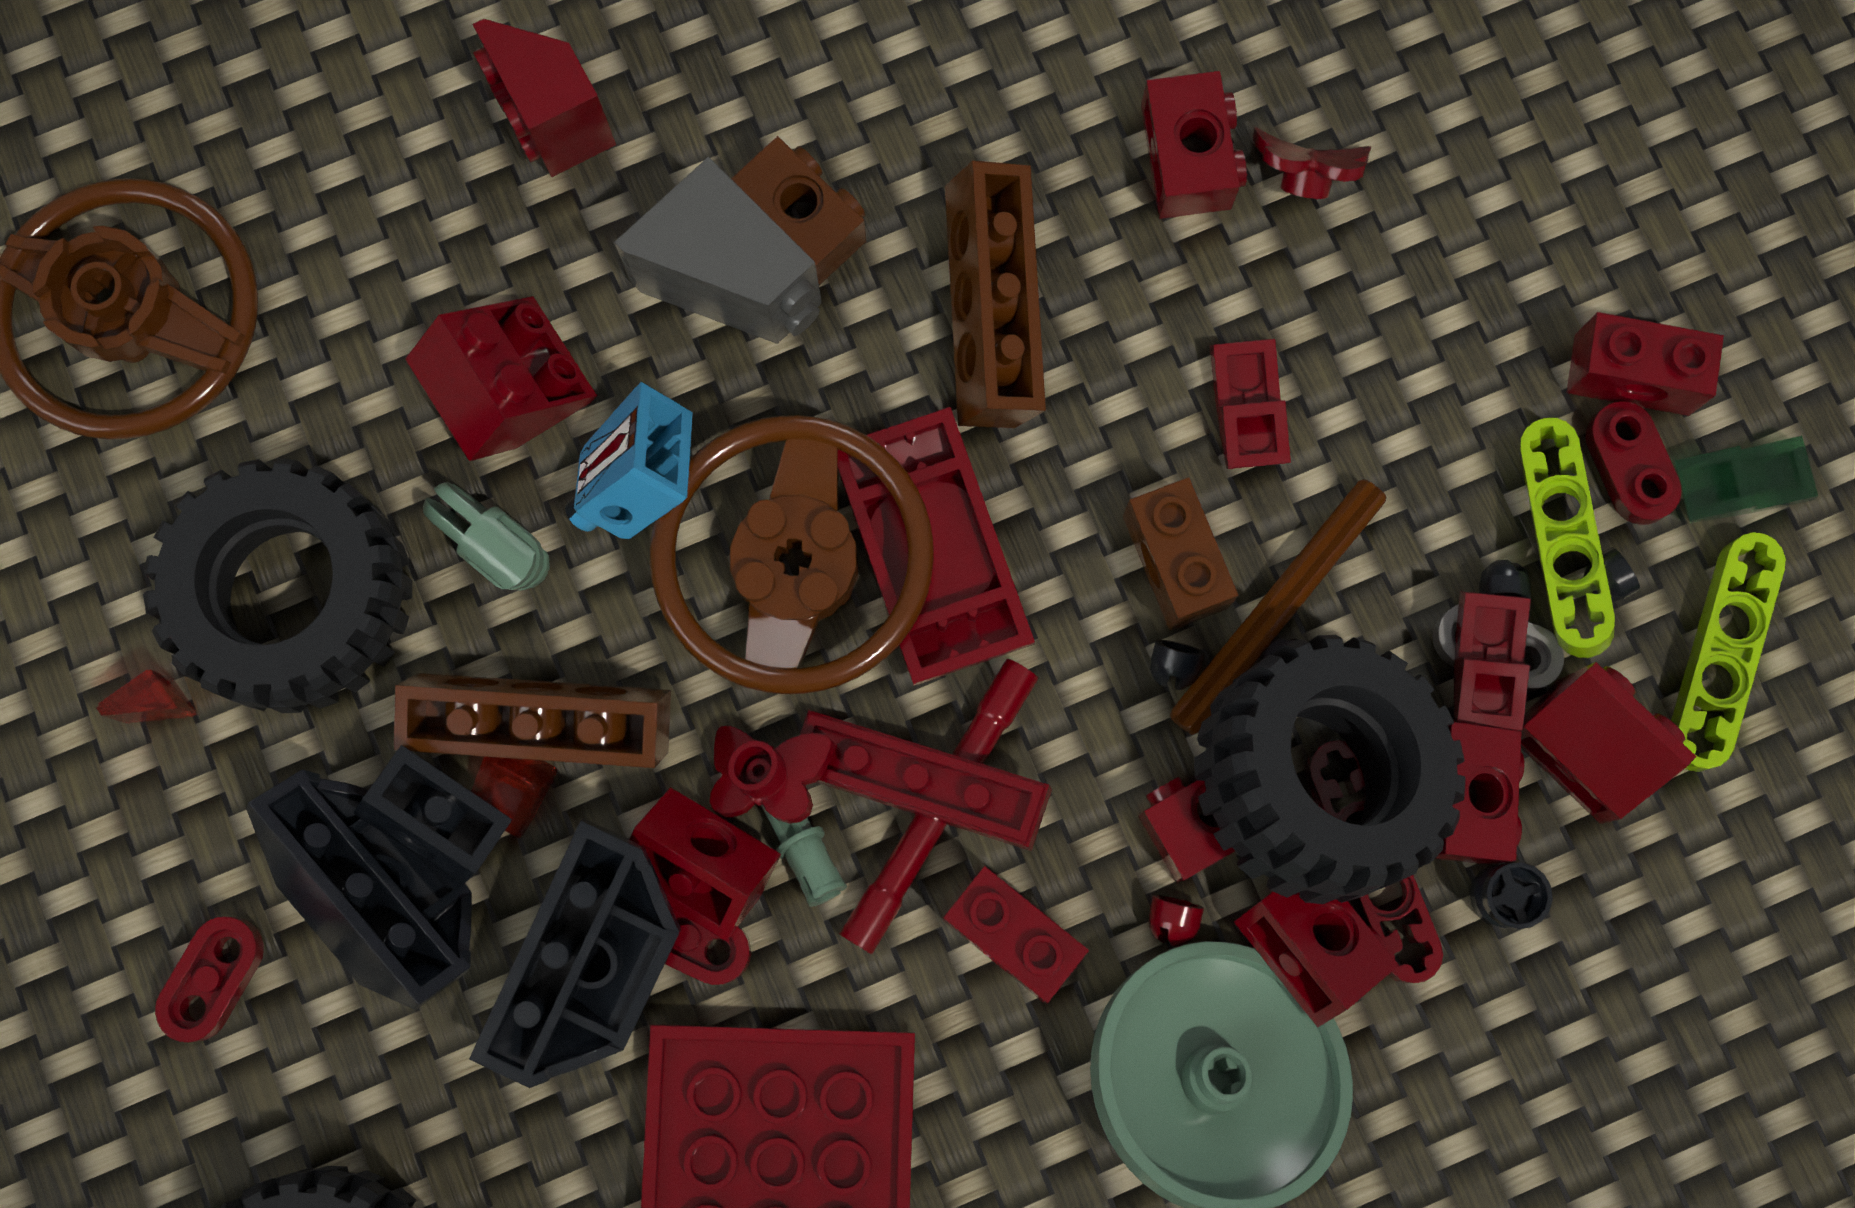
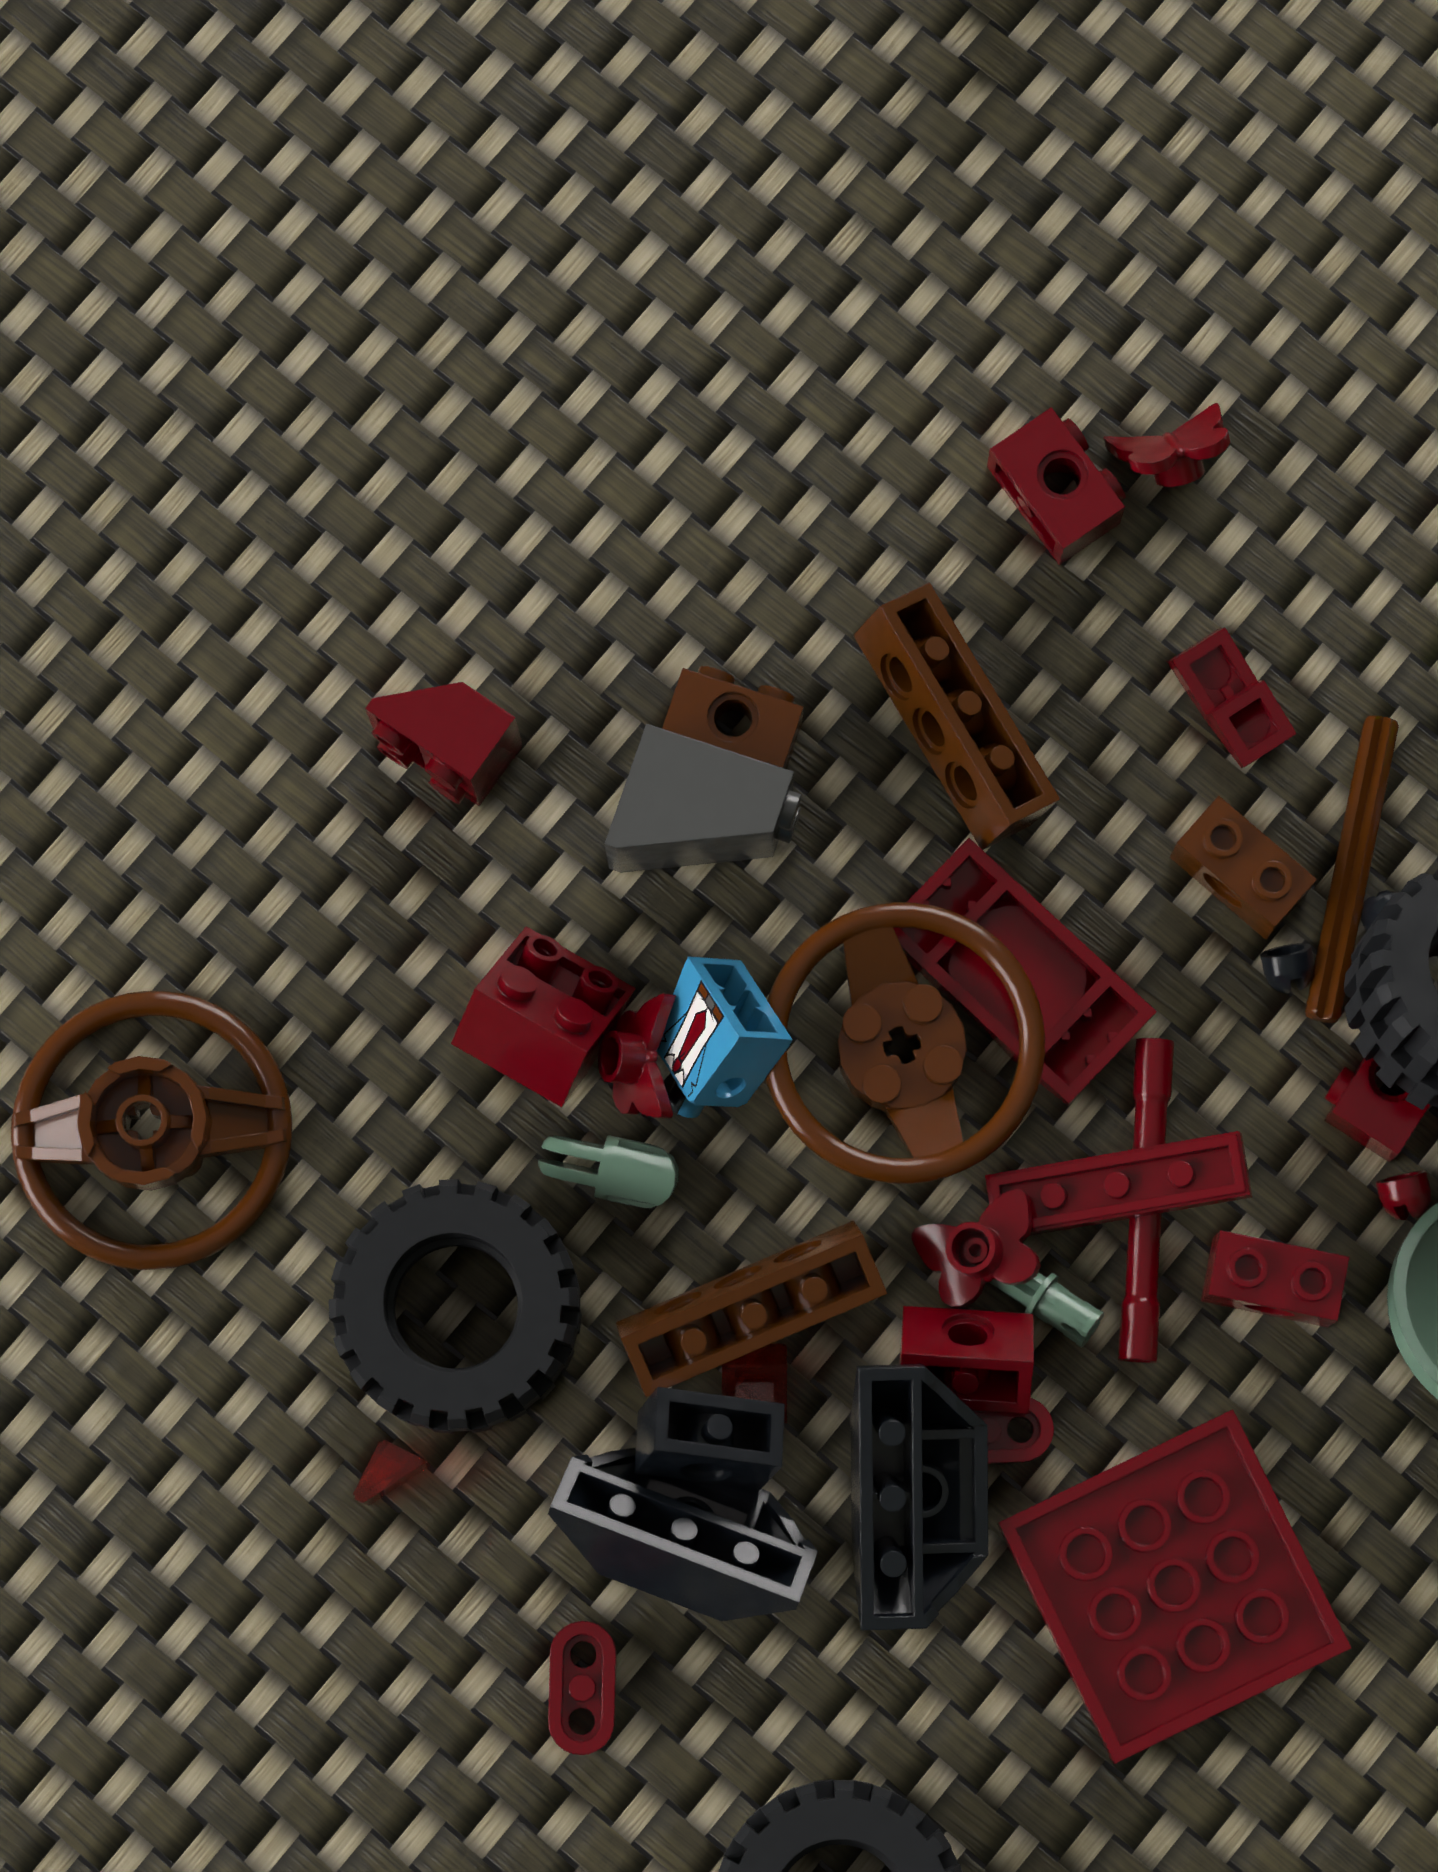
camera: 25 degrees left, 0 degrees up
(551, 448) = (630, 1057): none -> dark red animal

